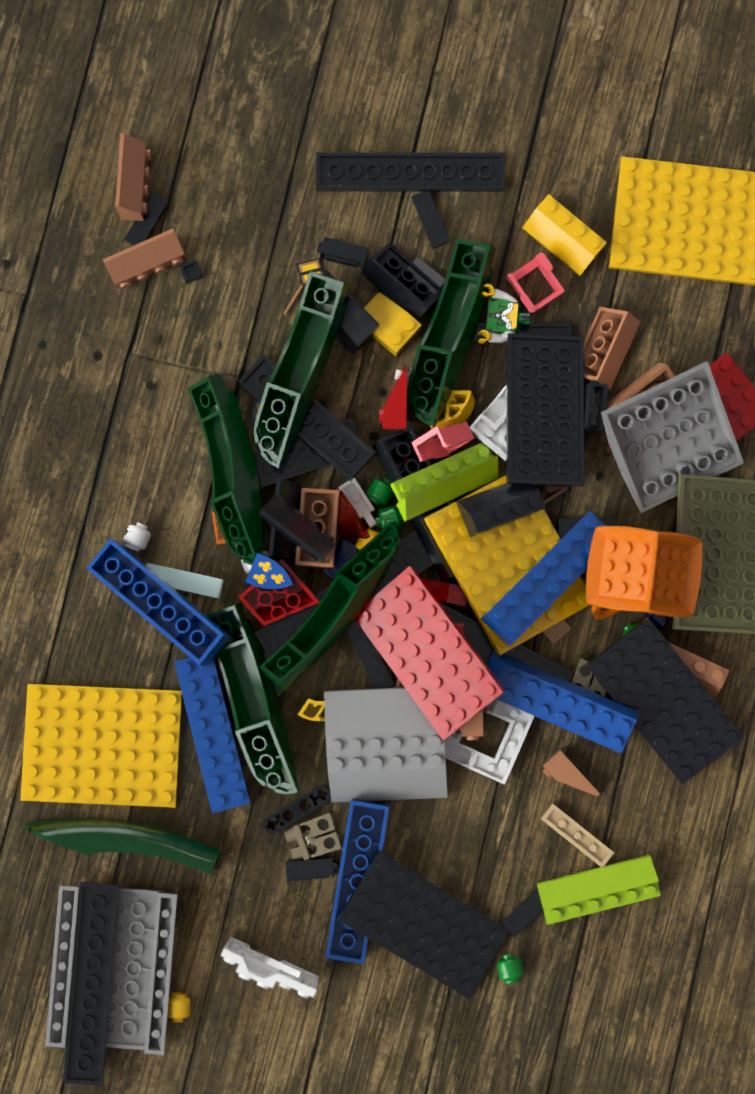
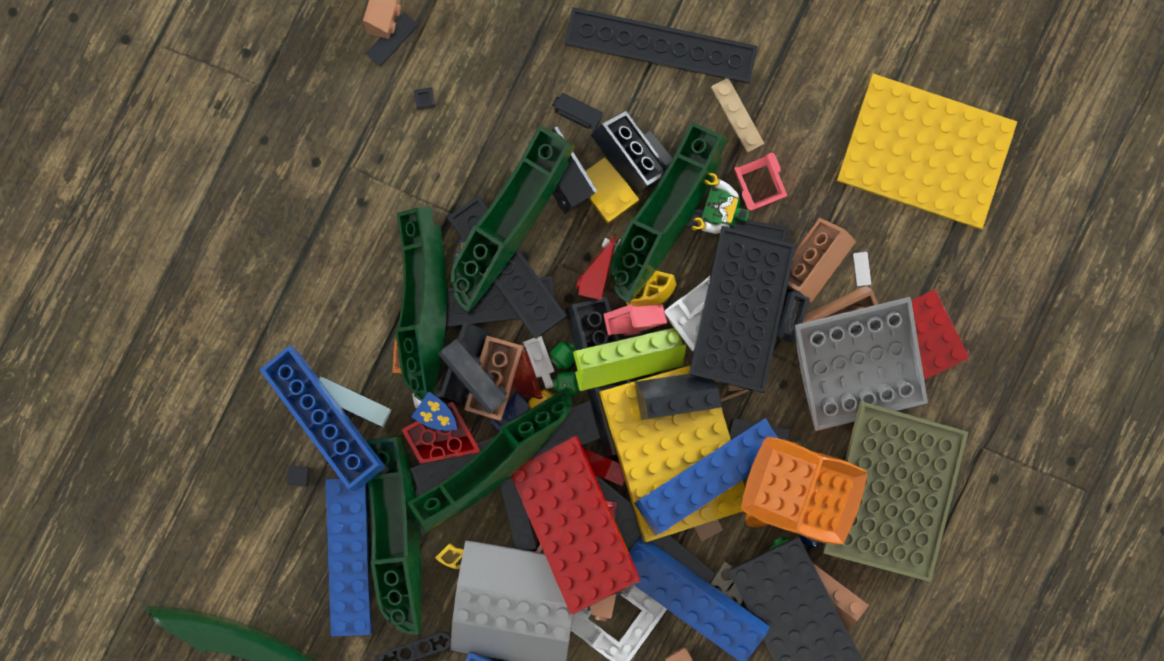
camera: 15 degrees right, 0 degrees up
(101, 745) = (238, 546): yellow plate -> none
(137, 537) = (315, 349): white head -> none
(145, 259) = (381, 78): nougat slope -> none
(145, 664) = (298, 476): none -> black tile
(304, 268) = (543, 119): piece -> none
(430, 219) = (670, 96): black tile -> none
(499, 224) = (737, 115): none -> tan plate
(564, 235) = (799, 139): yellow slope -> none
(651, 347) = (862, 269): none -> white sticker

